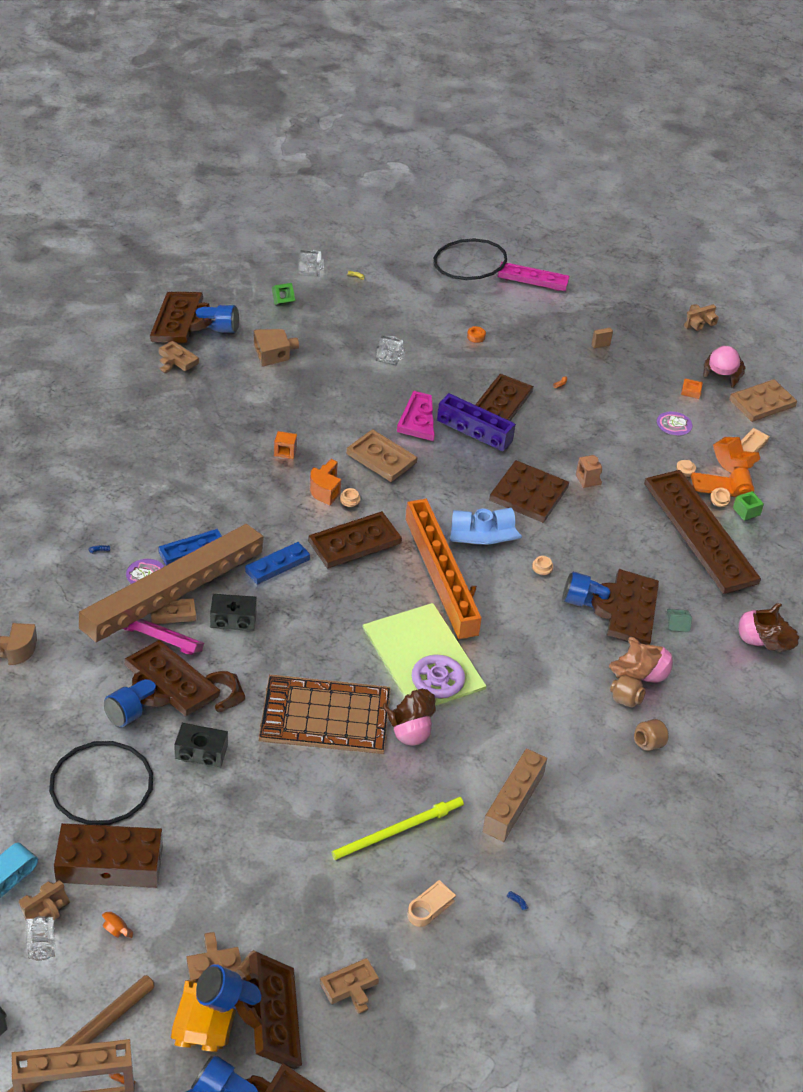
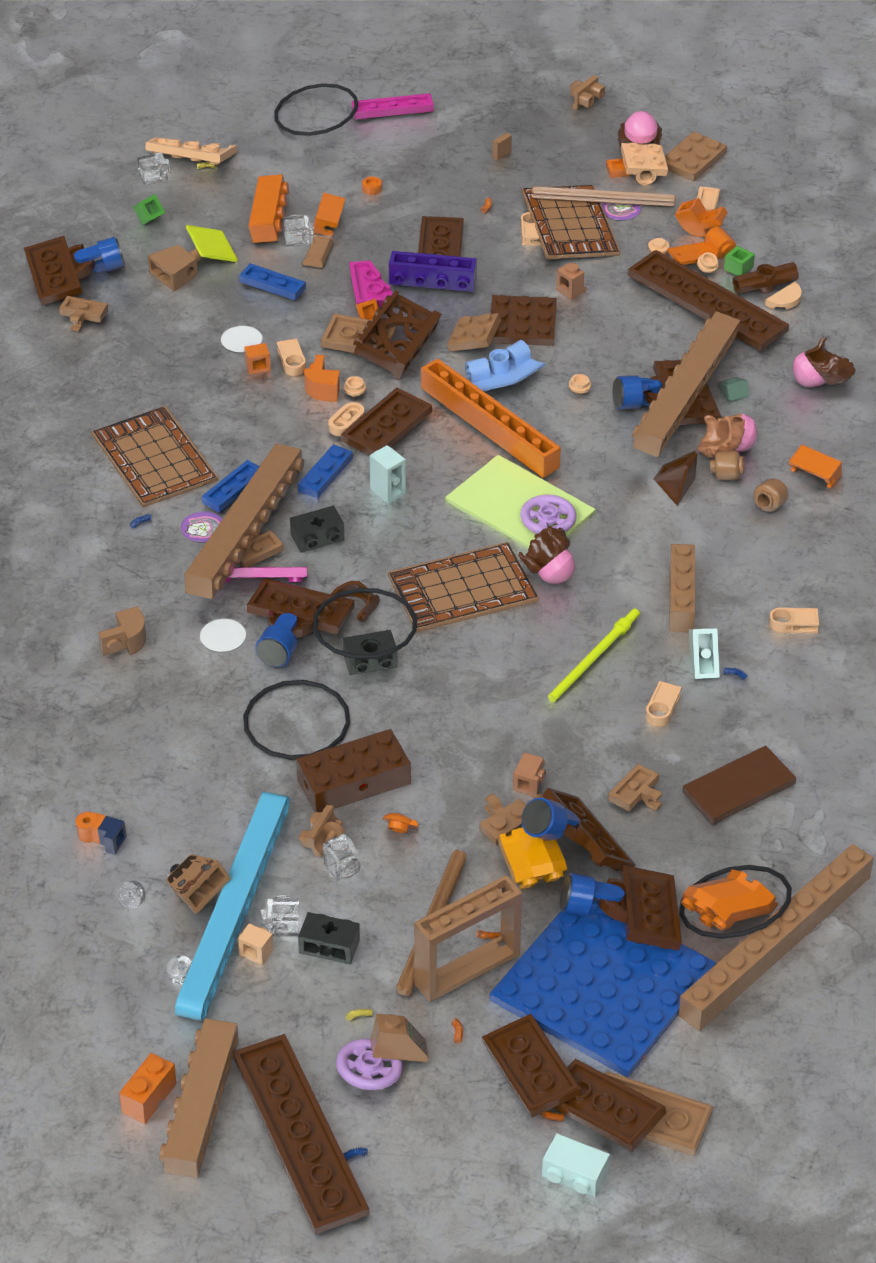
camera: 20 degrees left, 0 degrees up
(95, 677) = (222, 635): none -> white sticker
(150, 498) = (154, 456): none -> piece
(206, 752) = (365, 656): none -> black piece
(261, 925) = (529, 774): none -> nougat brick
(288, 422) = (240, 336): none -> white sticker
(314, 337) = (211, 243): none -> neon yellow piece
(316, 450) = (290, 353): none -> light nougat piece
(320, 585) = (387, 474): none -> light aqua brick
(323, 521) = (345, 418): none -> light nougat plate
(342, 385) = (272, 281): none -> blue plate
(351, 259) = (191, 149): none -> light nougat wing
(377, 322) = (268, 208): none -> orange brick
(397, 374) = (318, 252): none -> medium nougat tile
(403, 437) = (367, 309): none -> orange slope
(409, 448) = (399, 360): none -> reddish brown fence
(422, 345) = (328, 213): none -> orange hinge
(452, 1021) = (739, 784): none -> reddish brown tile
(478, 486) = (474, 332): none -> medium nougat plate
(497, 868) = (704, 652): none -> light aqua slope
(577, 684) = (677, 476): none -> reddish brown slope
(584, 418) = (528, 231): none -> light nougat piece
(610, 871) = (799, 620): none -> light nougat piece
(622, 420) = (571, 227): none -> piece
(629, 601) = (685, 384): none -> medium nougat brick
(663, 408) = (603, 196): none -> axle
(710, 722) = (816, 464): none -> orange hinge
(714, 390) = (644, 161): none -> light nougat plate
(763, 529) = (765, 278): none -> reddish brown piece
(773, 553) = (787, 297): none -> light nougat tile

